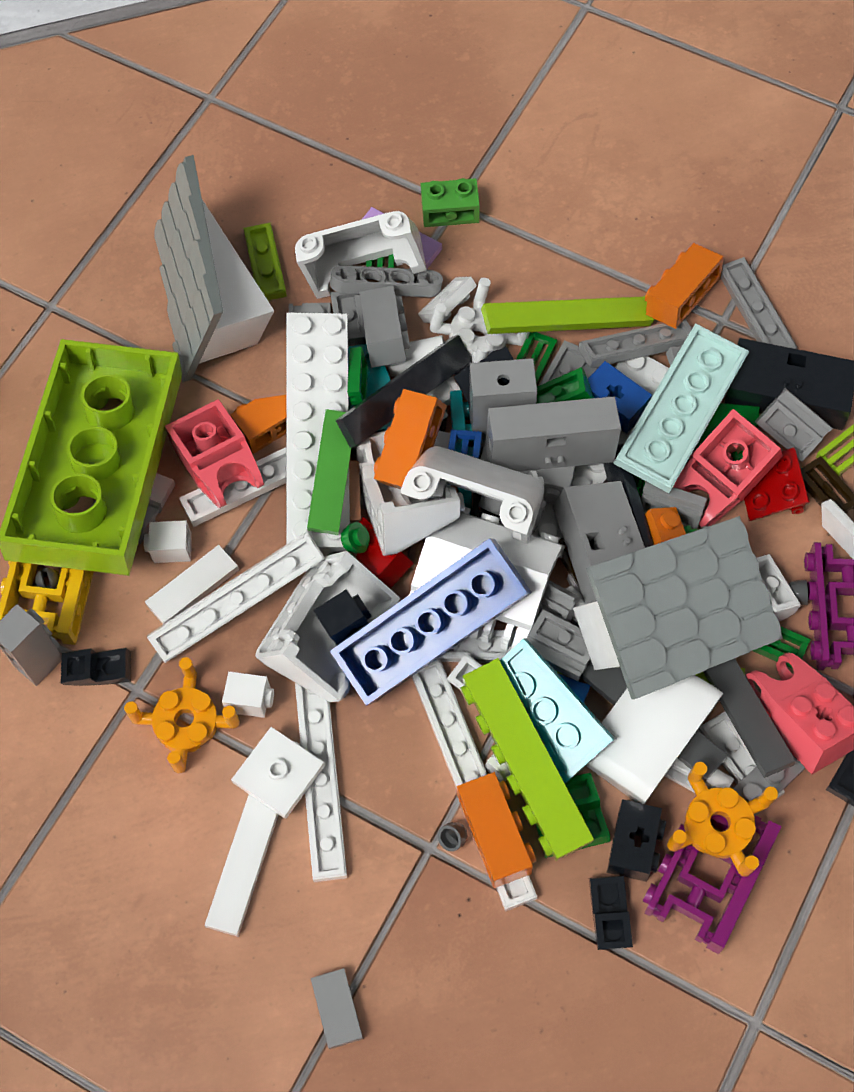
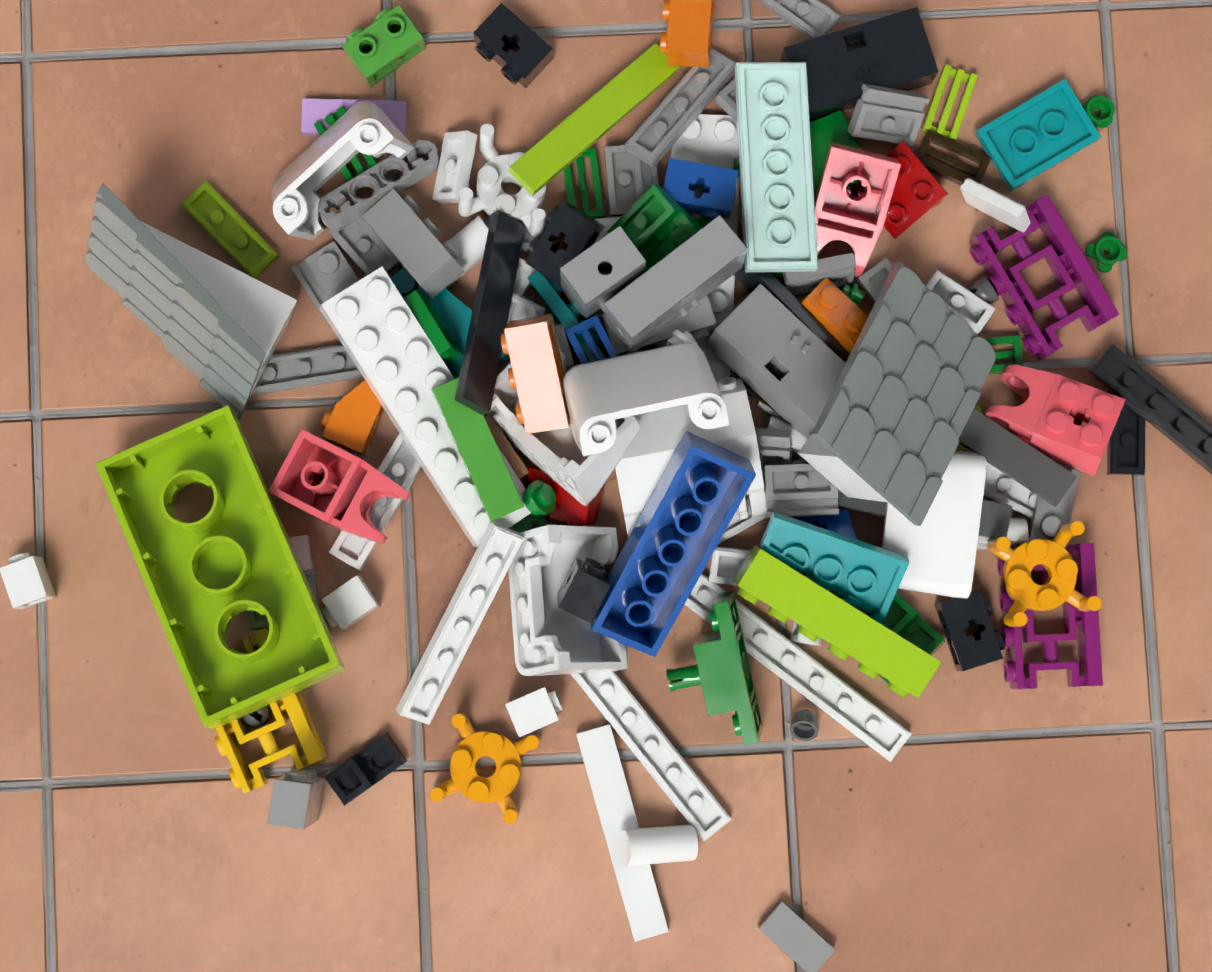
camera: 40 degrees left, 20 degrees up
(192, 585) = (401, 631): white tile -> none
(247, 373) = (307, 369): none -> light grey tile
(274, 857) = (659, 845): none -> white brick
(278, 772) = (610, 766): white plate -> none
(415, 745) = (723, 670): none -> green brick
(496, 829) = (844, 700): orange brick -> none
(540, 247) = (505, 29): none -> black brick
(610, 913) = (982, 707): black slope -> none

